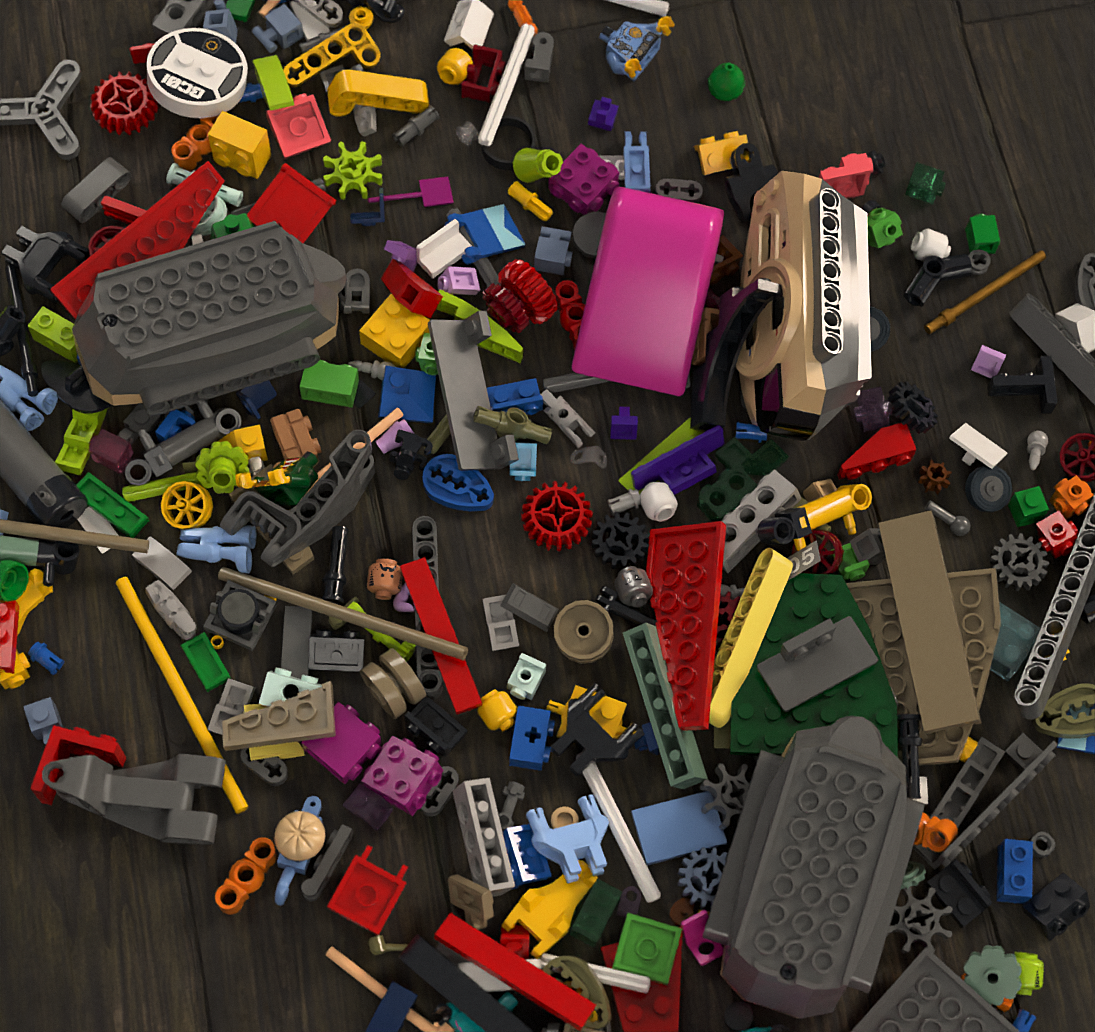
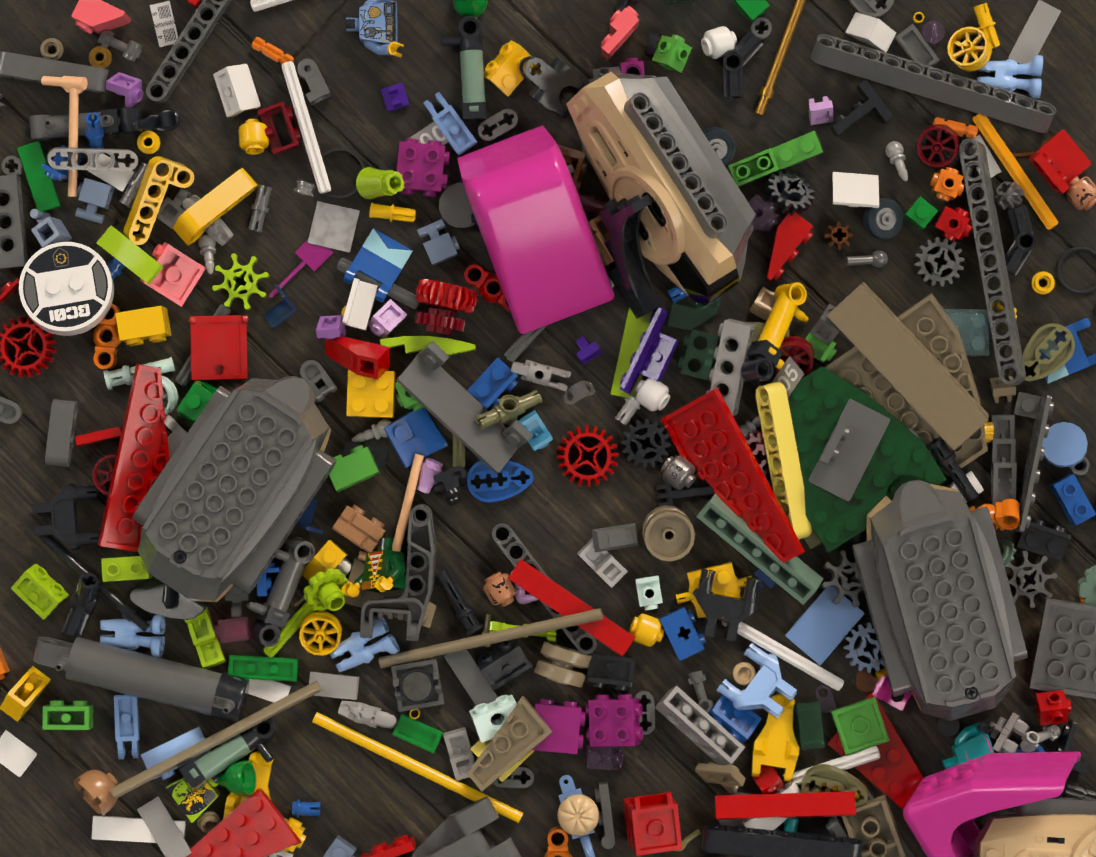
camera: 30 degrees left, 20 degrees up
(345, 128) = (207, 250): none -> light grey bar
(469, 182) = (333, 226): none -> flat silver sticker
(668, 160) = (471, 69): none -> piece
(929, 377) = (776, 159): none -> bright green slope
(1008, 716) = (999, 389): none -> dark tan tile
(1039, 813) = (1065, 445): none -> medium blue tile

